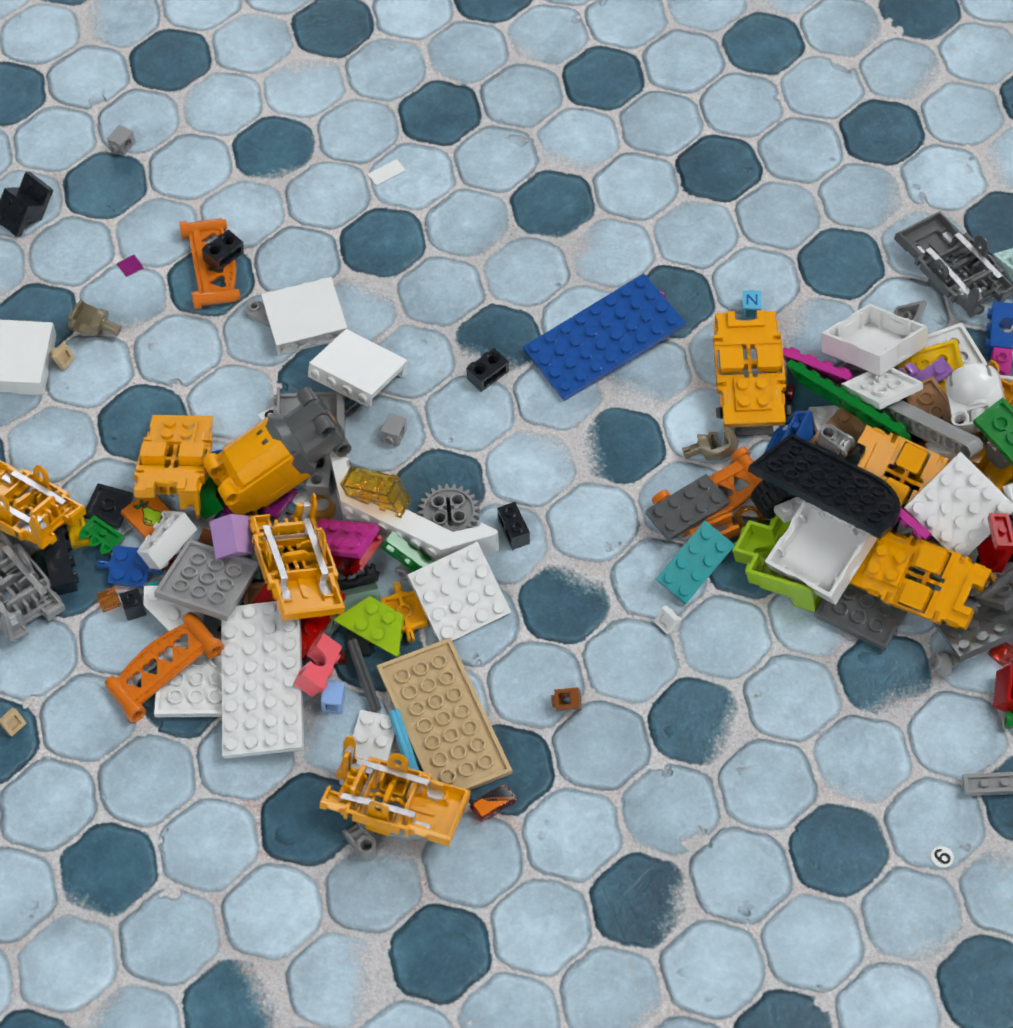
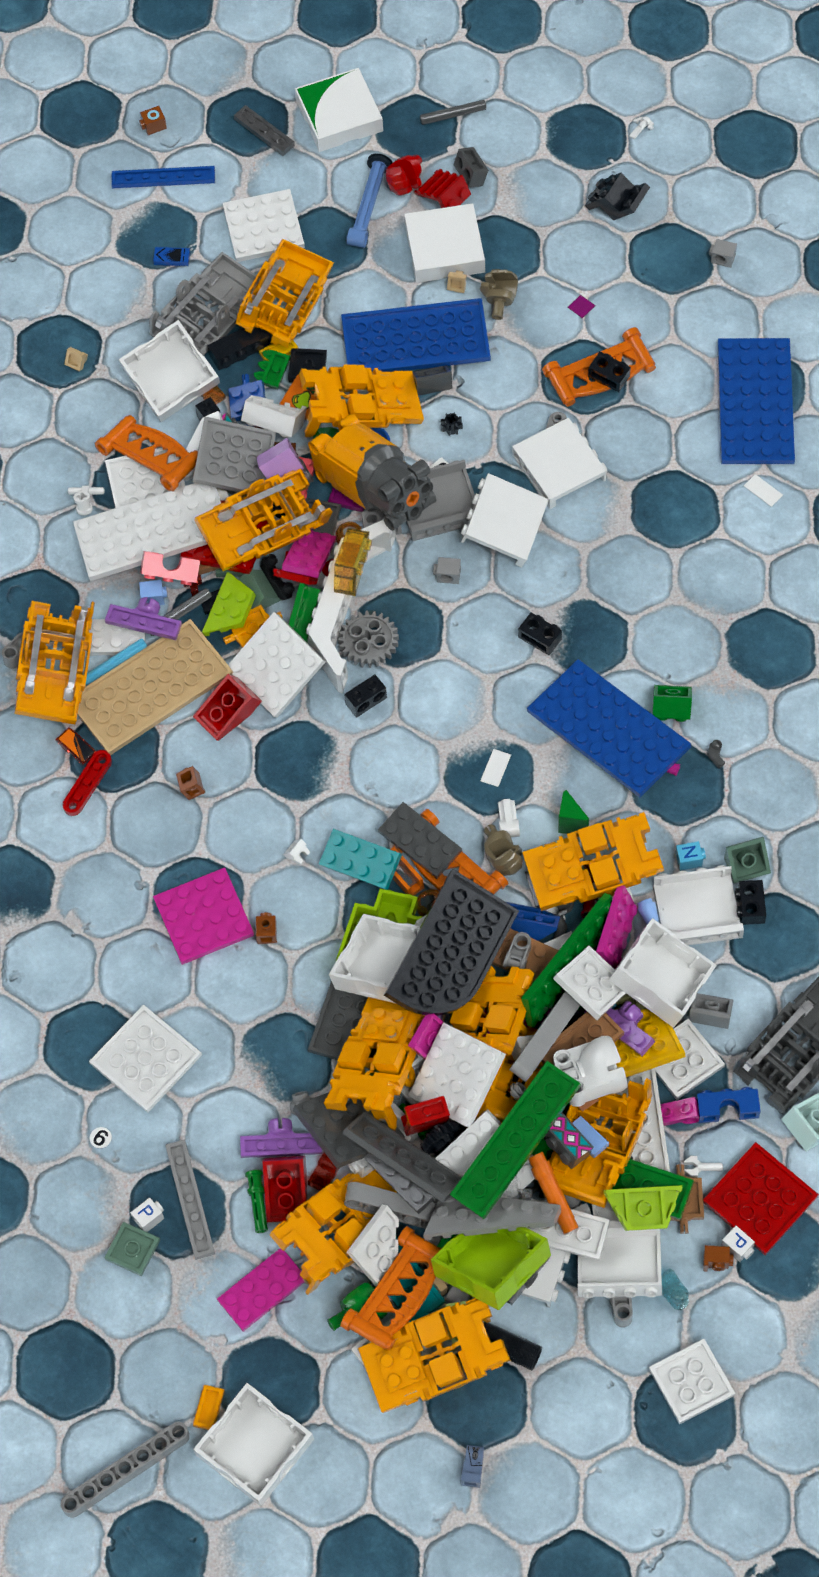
camera: 80 degrees right, 5 degrees up
(72, 625) = (169, 371): none -> white tile
(112, 406) = (417, 336): none -> blue plate
(167, 397) = (433, 380): none -> dark grey slope
(194, 741) = (82, 497): none -> white piece
(227, 394) = (451, 423): none -> black gear
(290, 155) = (756, 401): none -> blue plate
(368, 704) = (144, 619): none -> medium lavender plate
(490, 651) = (227, 707): none -> red slope
(540, 798) = (87, 782): none -> red plate
(590, 282) = (672, 702): none -> green slope
(617, 438) = (495, 767): none -> white sticker
(649, 266) = (714, 752): none -> dark grey arm
(682, 436) = (508, 820): none -> white piece
(691, 381) = (571, 815): none -> green slope
(718, 717) = (203, 916): none -> dark pink plate
(747, 661) = (267, 934): none -> dark orange brick
(766, 263) = (747, 859): none -> sand green slope
(803, 309) = (698, 905): none -> white panel
(804, 347) = (648, 910): none -> light blue cone
(808, 269) = (755, 902): none -> black brick
(866, 796) = (145, 1058): none -> white plate
(978, 690) = (279, 1142): none -> medium lavender plate
(984, 462) = (517, 1090): none -> light grey plate

